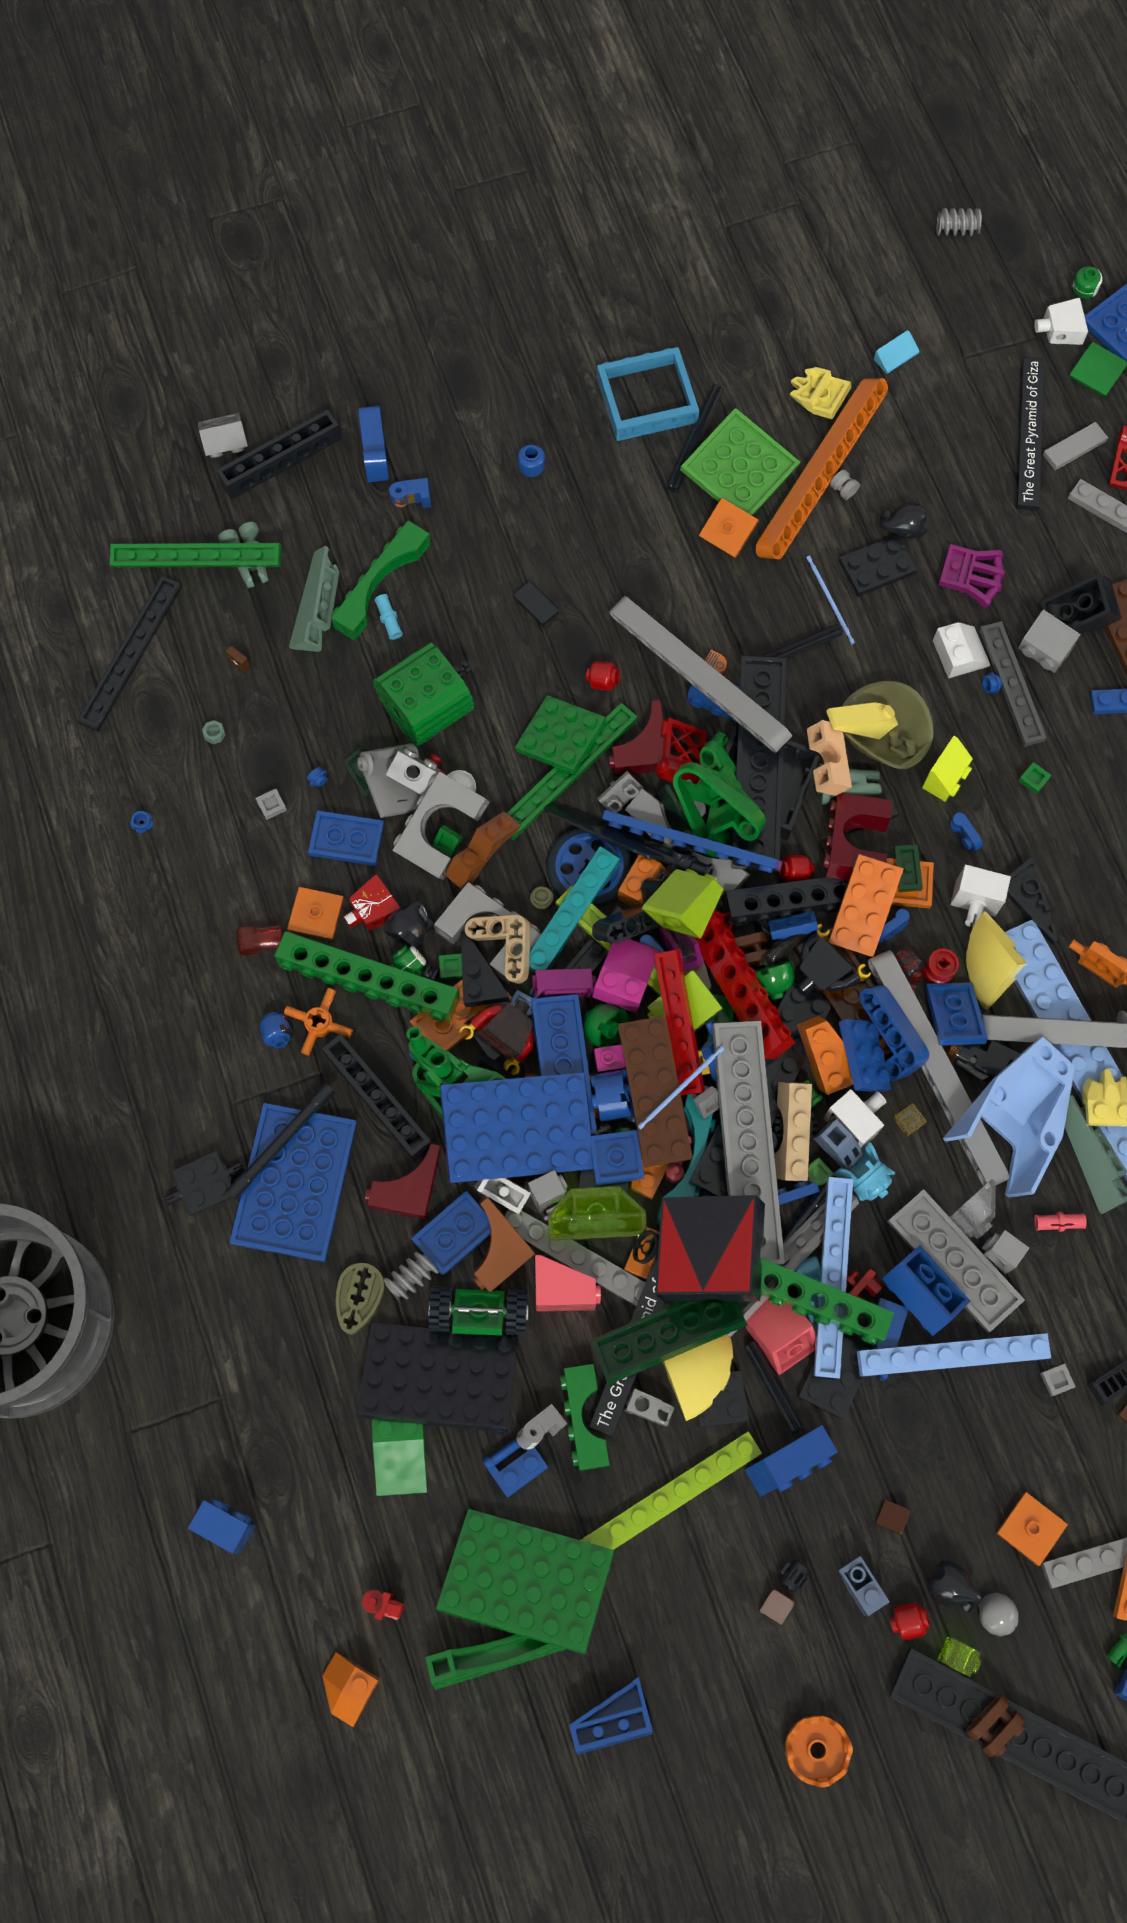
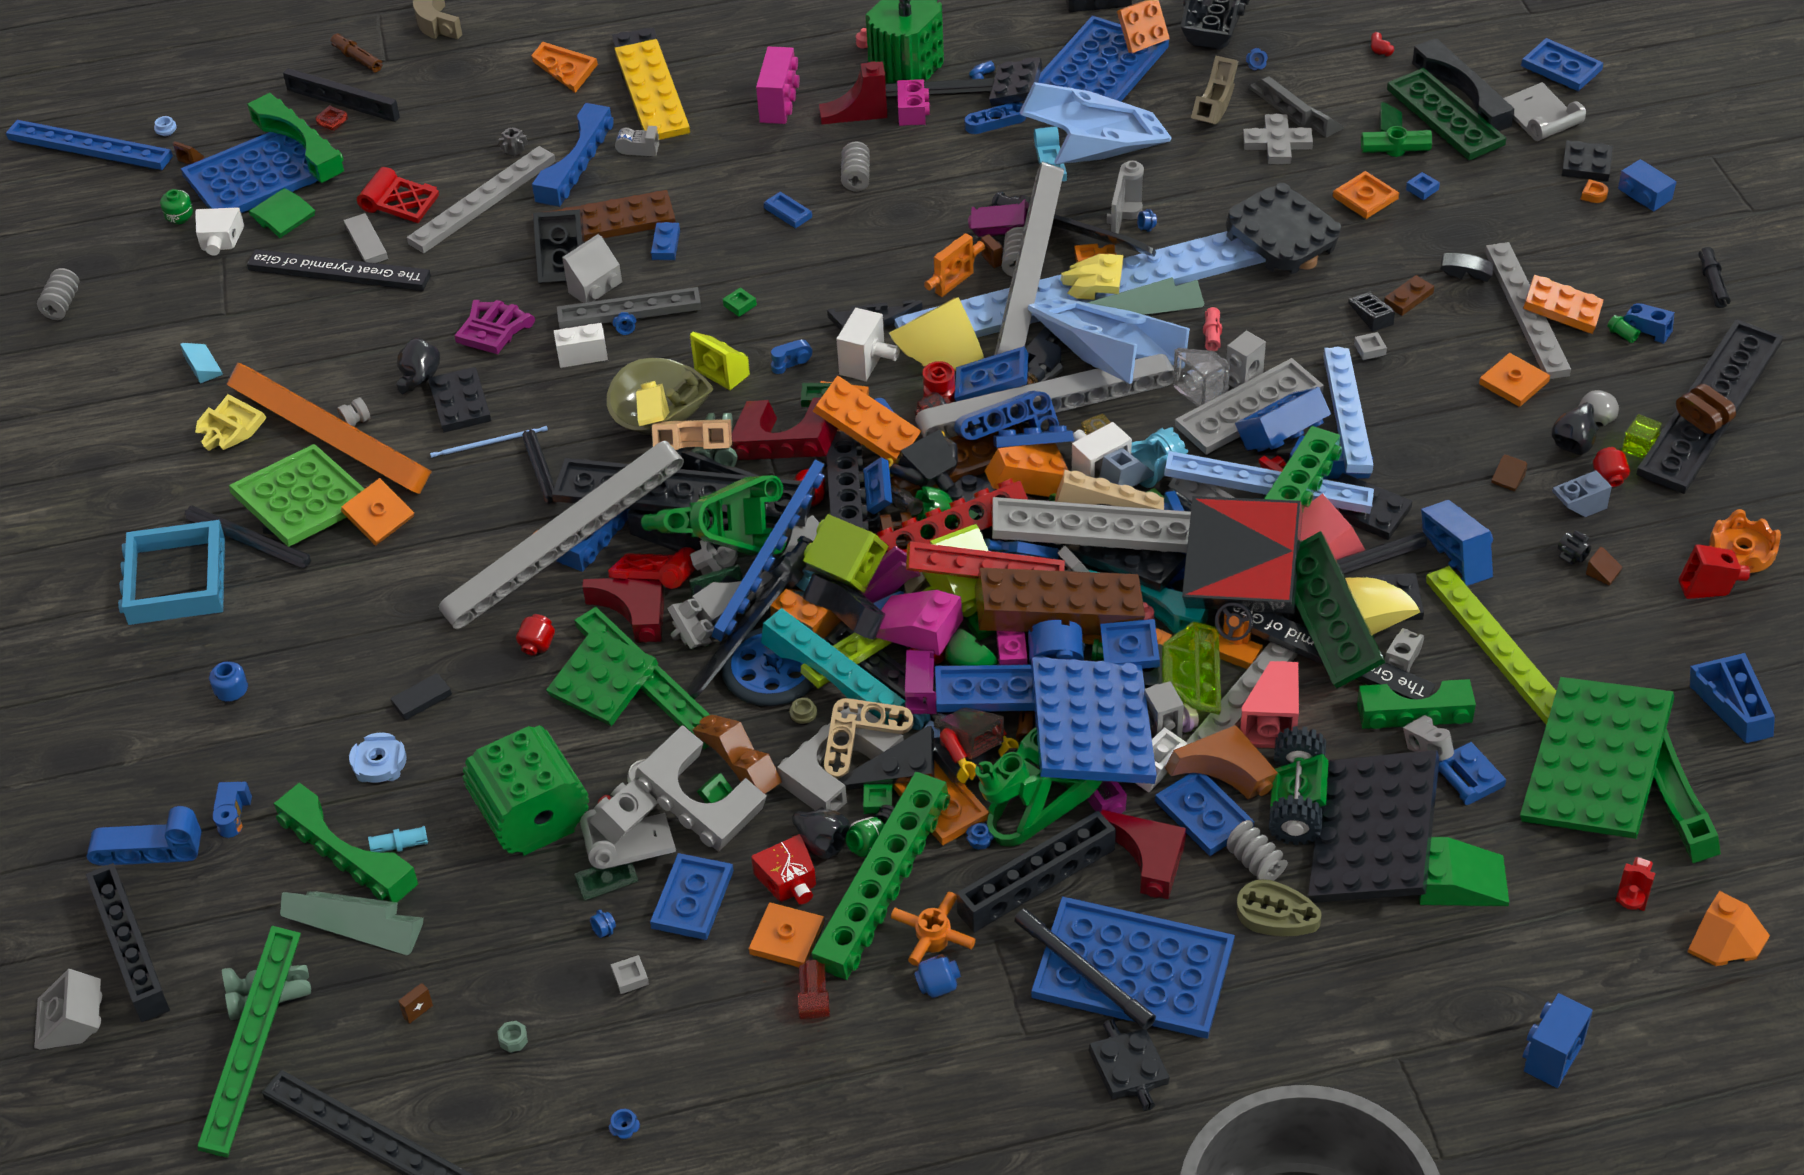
camera: 80 degrees left, 25 degrees down
(468, 597) = (381, 770): none -> light blue plate
(681, 1087) = (1062, 565): light blue piece -> none
(770, 1705) = (1711, 572): none -> red torso

